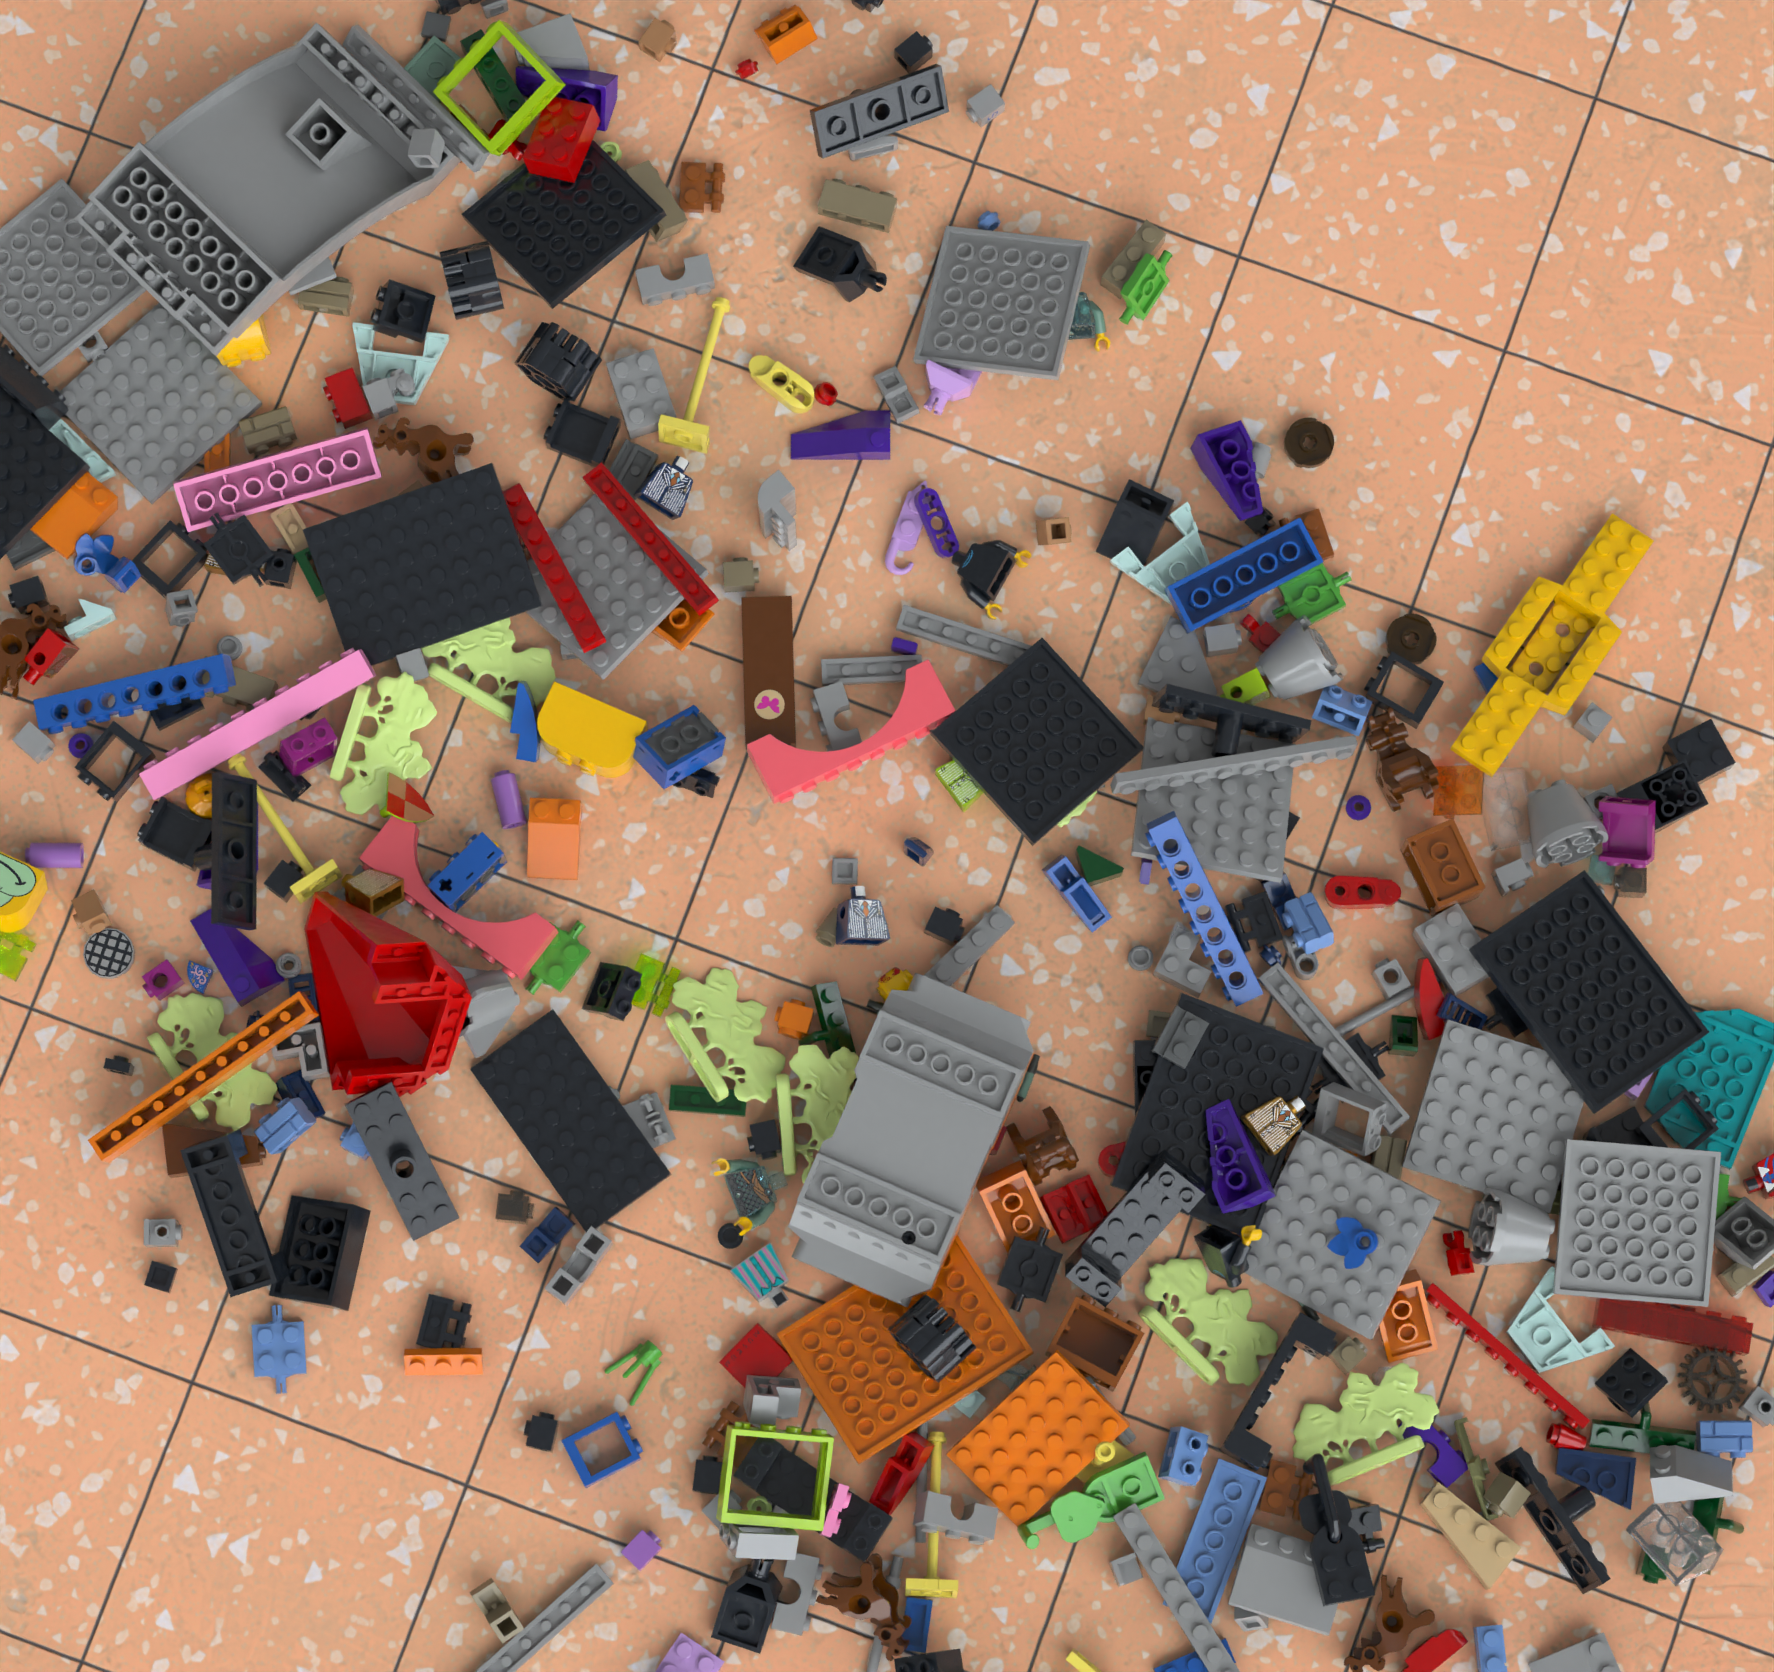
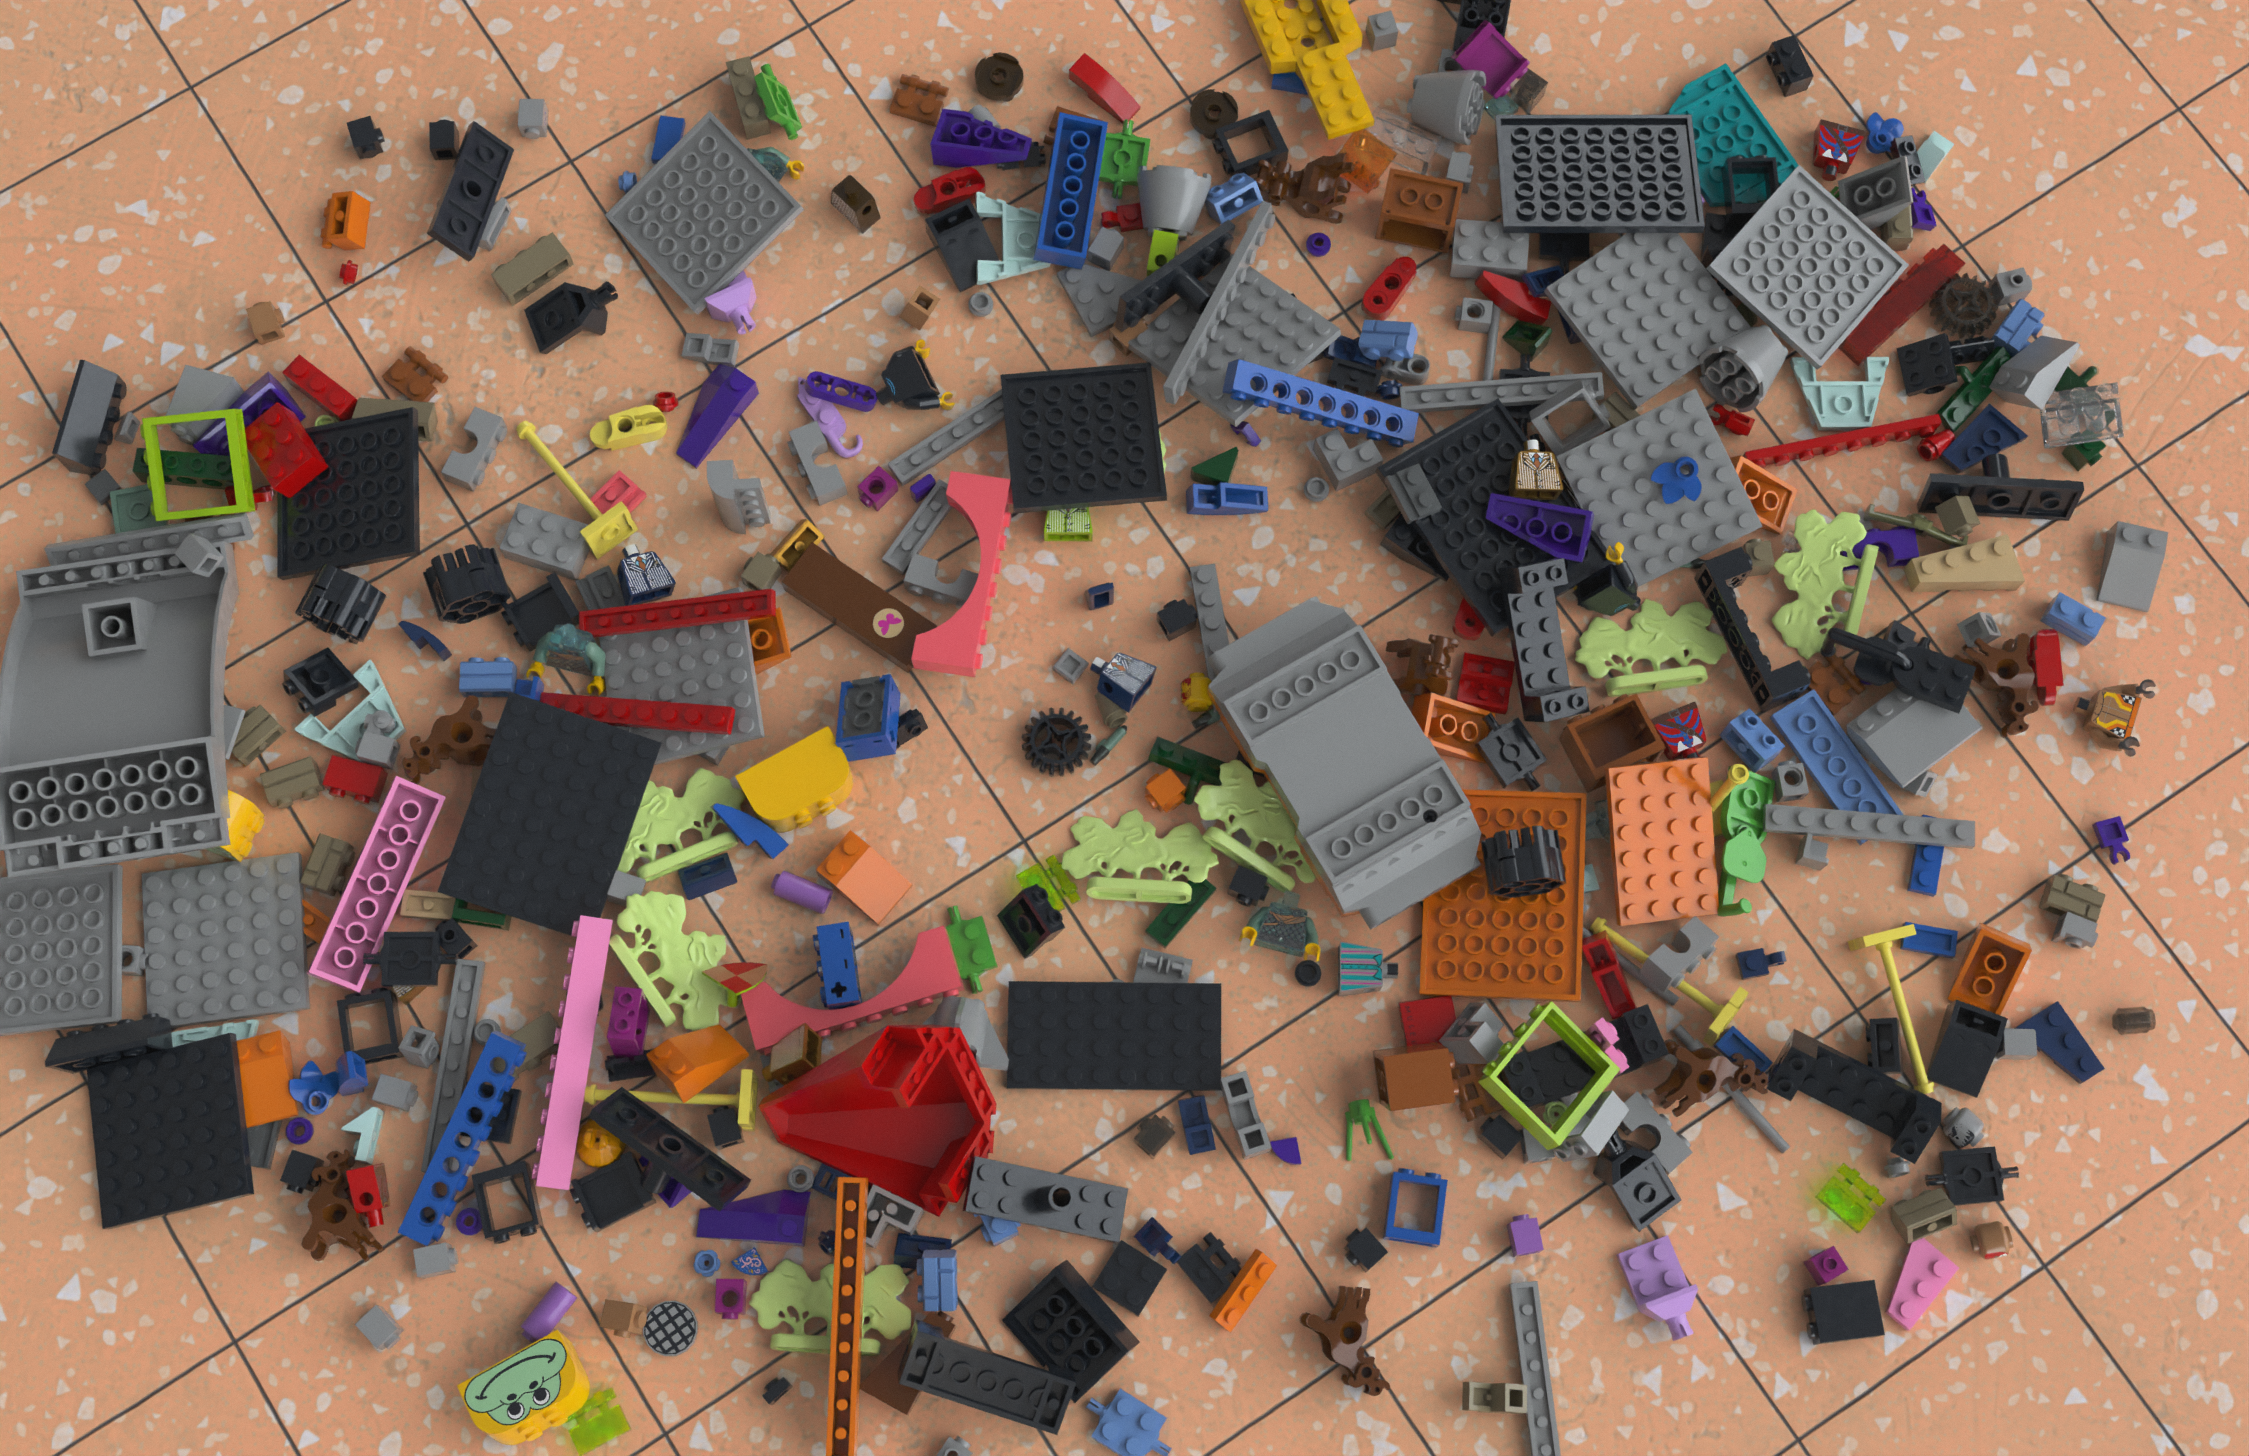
camera: 55 degrees left, 5 degrees down
(54, 562) = (292, 1127): none -> dark purple plate
(135, 617) = (395, 1093): none -> light grey brick
(169, 941) = (701, 1257): none -> medium blue plate
(197, 636) = (455, 1052): none -> light grey plate
(311, 353) = (292, 782): none -> dark tan brick
(319, 819) = (695, 1060): none -> orange slope
(392, 1269) = (1129, 1278): none -> black plate
(434, 1266) = (1155, 1240): none -> dark blue plate
(459, 1462) = (1344, 1334): none -> reddish brown animal
(469, 719) = (707, 876): none -> dark blue slope
(494, 358) = (422, 637): none -> dark blue slope
(499, 434) = (487, 678): none -> medium blue brick
(511, 472) = (529, 688): none -> blue panel
(566, 480) = (571, 651): none -> torso
(577, 1319) = (1287, 1150): none -> dark purple tile
(634, 126) = (320, 389): none -> red brick
(700, 1374) = (1415, 1076): none -> dark orange container
(720, 416) = (618, 489): none -> coral plate
(762, 901) = (1048, 747): none -> black gear
(785, 584) = (796, 543): none -> pearl gold slope
(800, 946) = (1107, 745): none -> piece
(872, 530) = (825, 483): none -> light grey arch
(884, 604) = (881, 479): none -> magenta brick
(999, 1584) = (1756, 963): none -> dark blue plate
(1051, 222) = (668, 134): none -> blue tile
(1097, 576) = (980, 304): none -> light grey plate
(1105, 413) = (851, 200): none -> dark brown torso
(1147, 1394) = (1681, 731): none -> torso
(1157, 468) = (931, 197): none -> red piece
(1164, 1518) = (1783, 790): none -> light grey brick
(1231, 395) = (916, 106): none -> dark orange plate
(1362, 535) = (1103, 88): none -> red slope
(1420, 1579) = (1981, 626): none -> light grey brick
(1681, 1415) = (1973, 350): none -> black hinge

